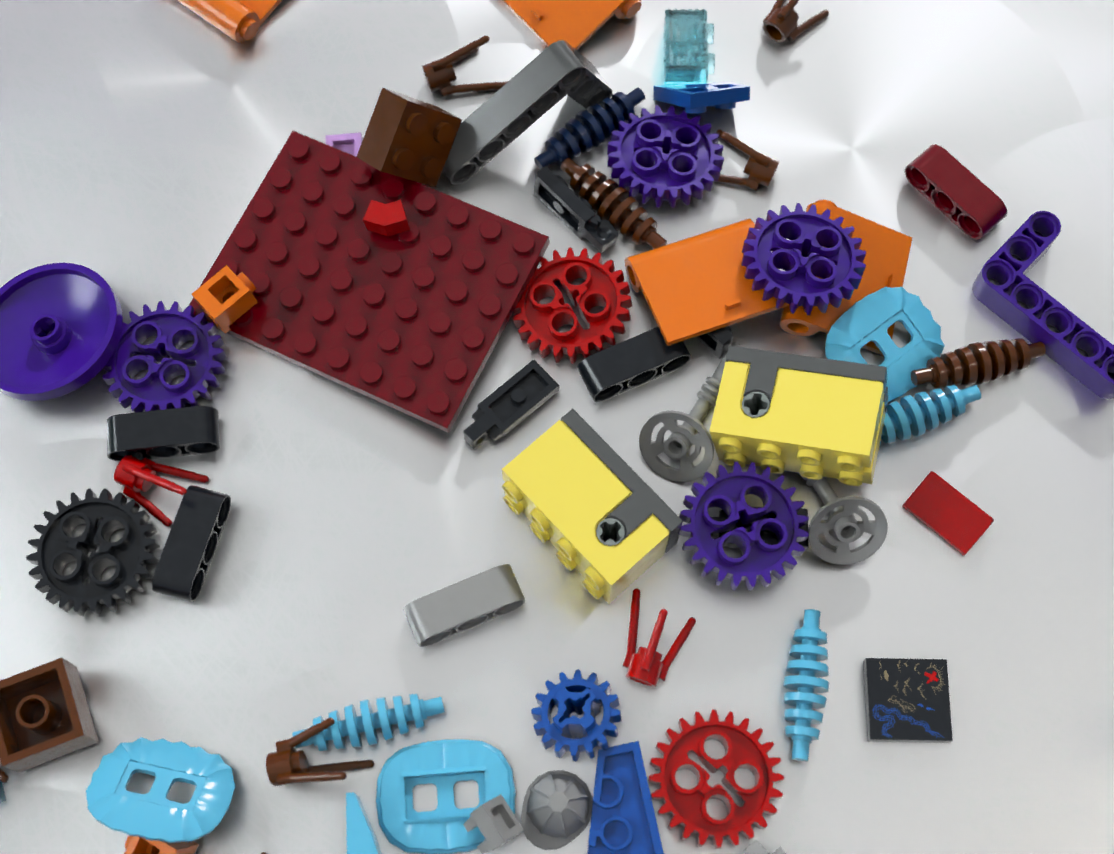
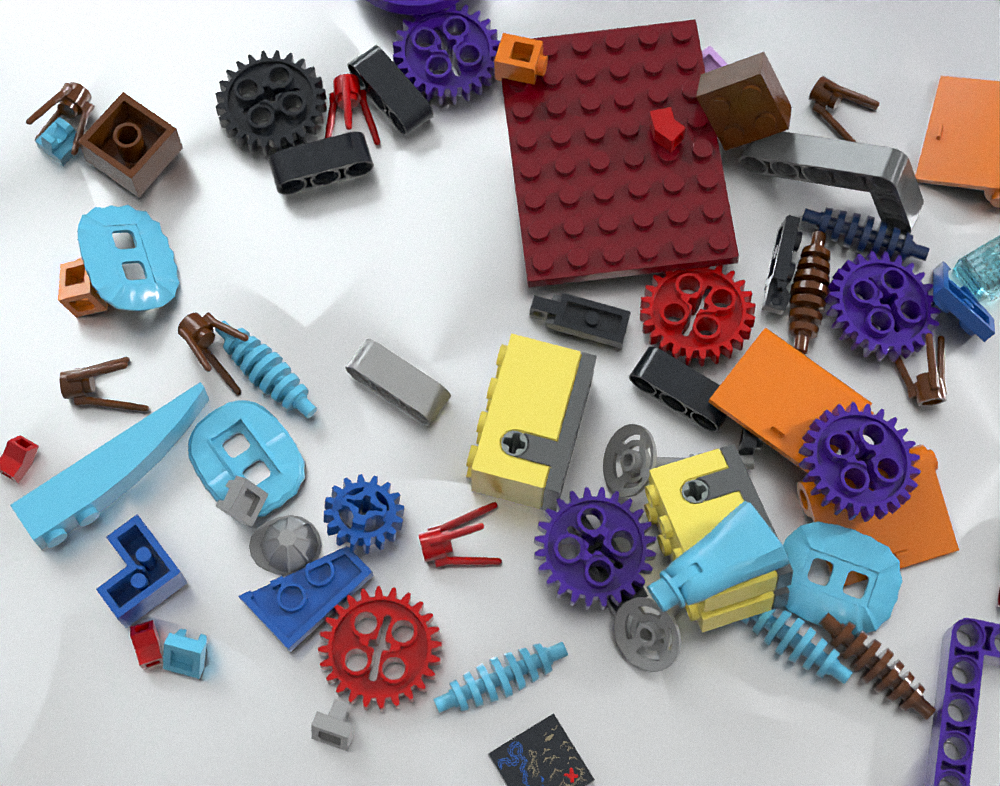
camera: 55 degrees right, 0 degrees up
(845, 416) = (728, 555): none -> medium azure piece
(948, 513) = (723, 714): red slope -> none

